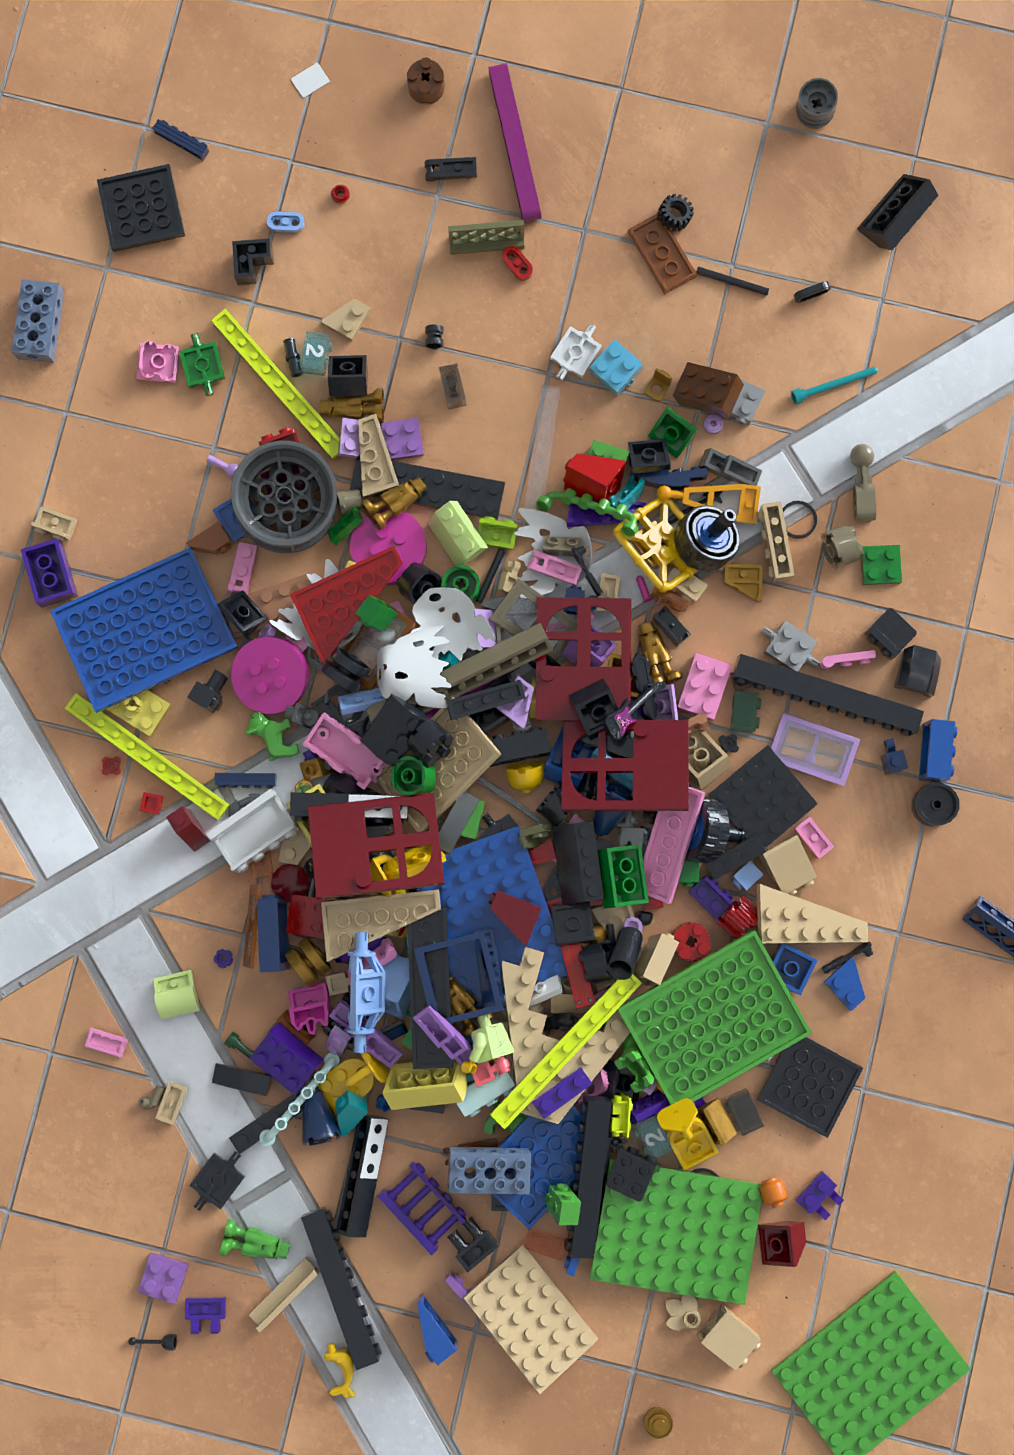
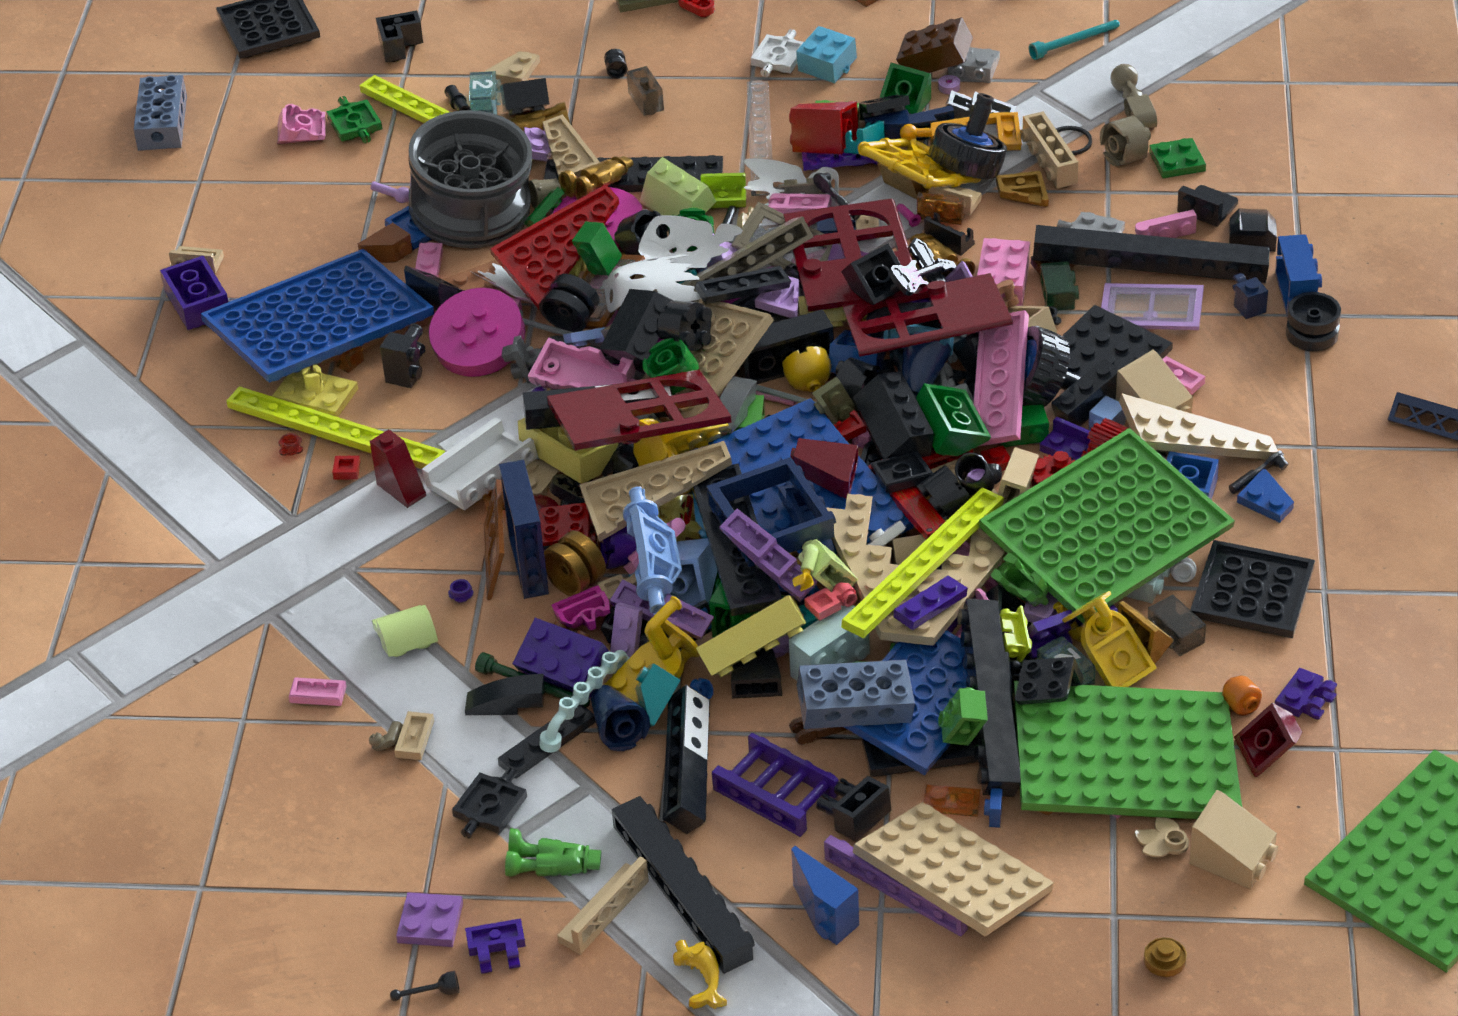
camera: 10 degrees left, 40 degrees down
(245, 780) = (452, 432): dark blue piece -> none
(272, 733) = (491, 385): bright green animal -> none
(286, 220) = (433, 10): light blue plate -> none
(402, 438) = (602, 141): medium lavender plate -> none
(586, 501) = (874, 138): bright green bar -> none
(662, 379) = (880, 59): pearl gold bracket -> none

